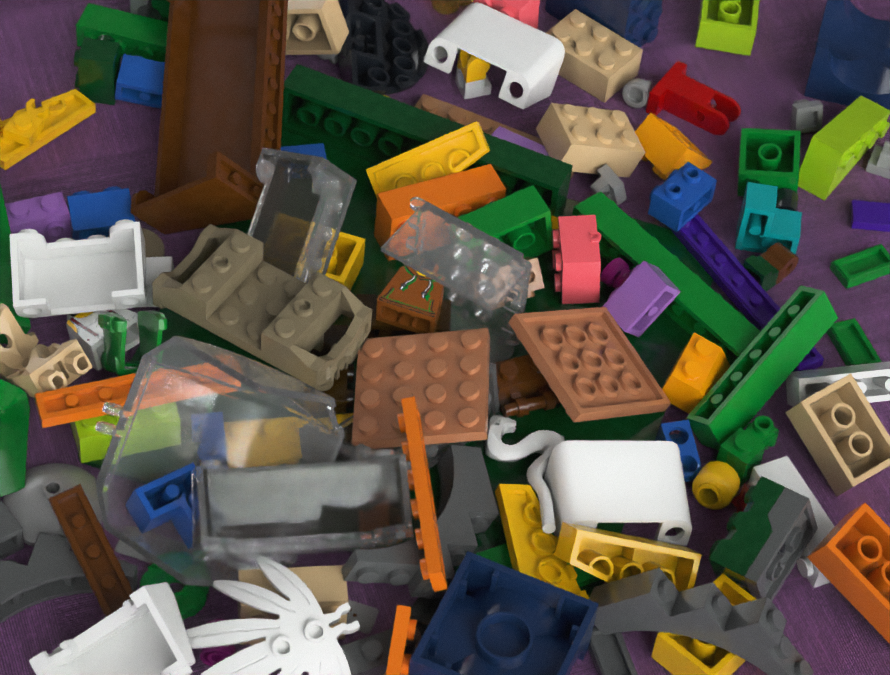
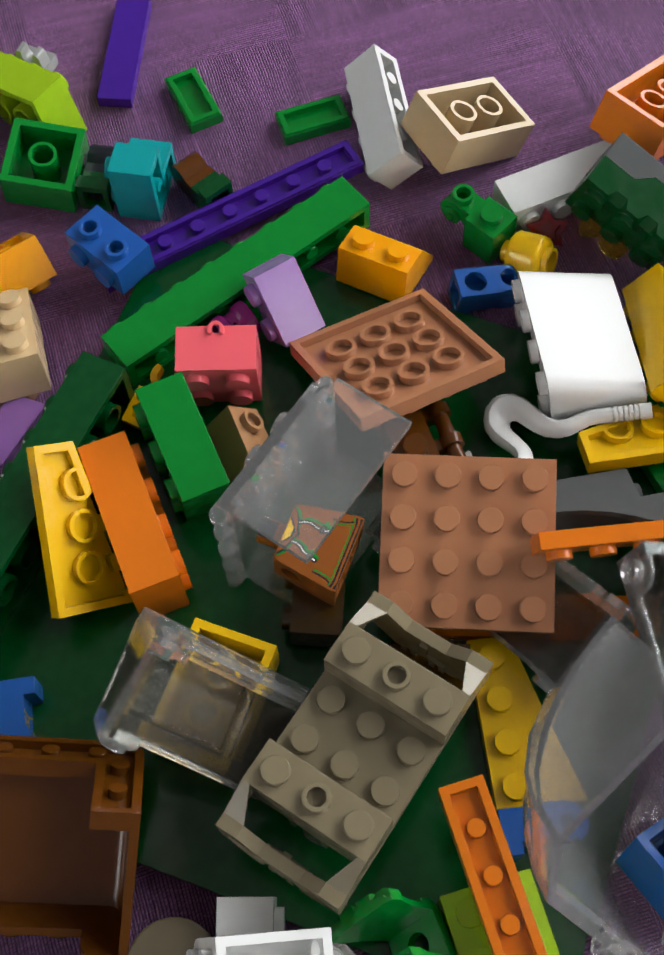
camera: 80 degrees left, 15 degrees up
(609, 185) = (67, 337): light grey tile -> none
(762, 366) = (381, 186): green brick -> none

